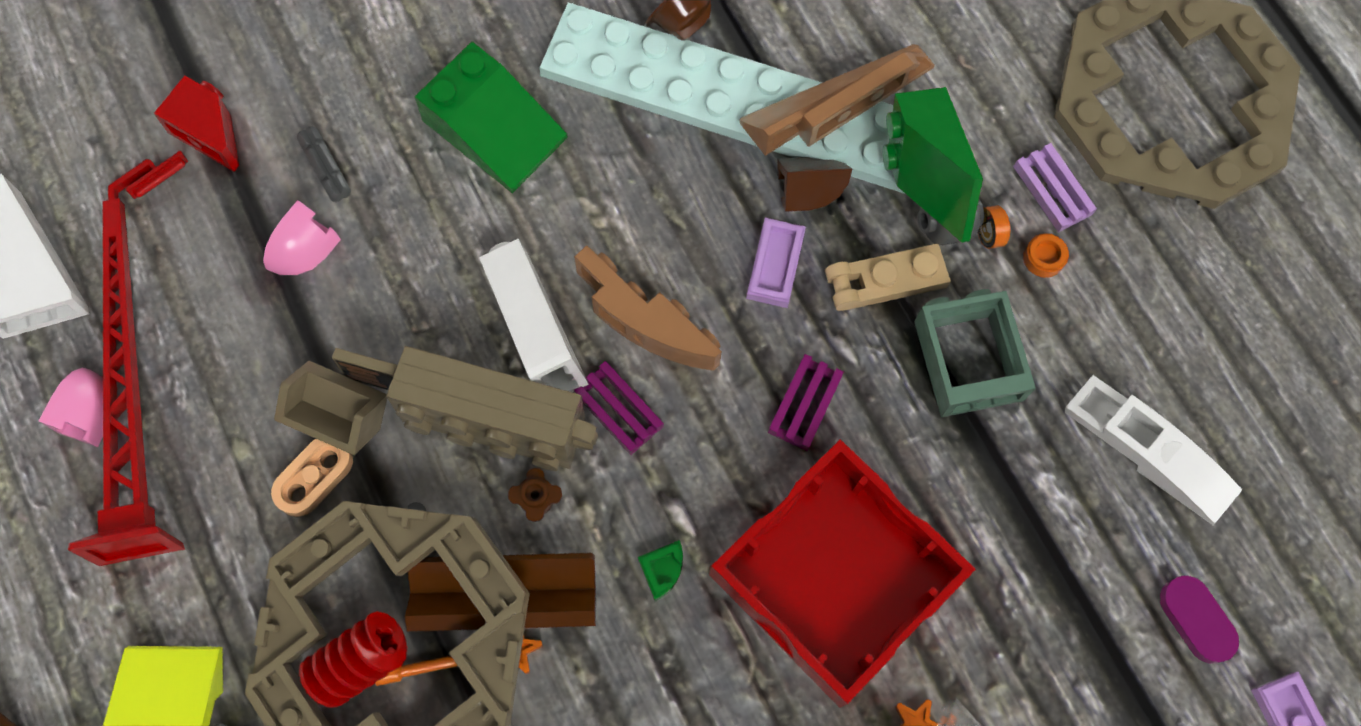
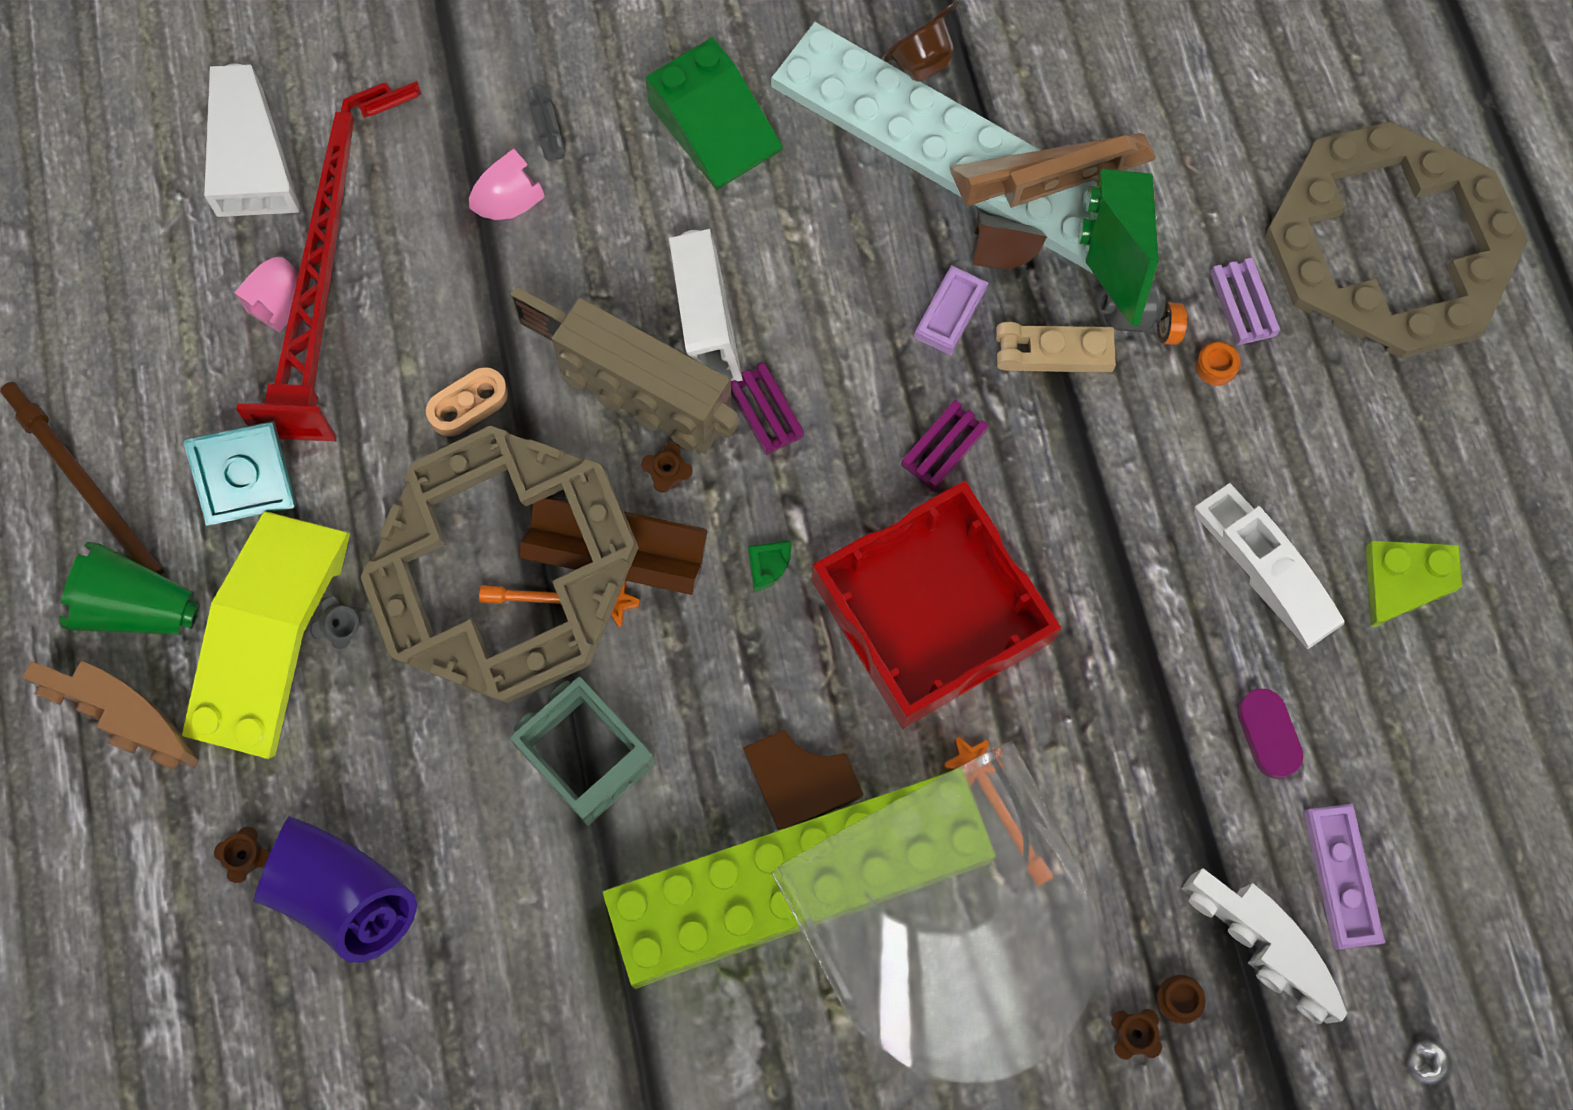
camera: 15 degrees right, 0 degrees up
(88, 613) = (239, 472): none -> tile
(200, 120) = (441, 57): red slope -> none
(330, 407) = (498, 343): dark tan panel -> none
(354, 660) = (466, 569): red piece -> none
(656, 326) = (817, 339): medium nougat slope -> none
(984, 394) = (1119, 475): sand green window -> none
(1284, 426) = (1409, 576): none -> lime wing

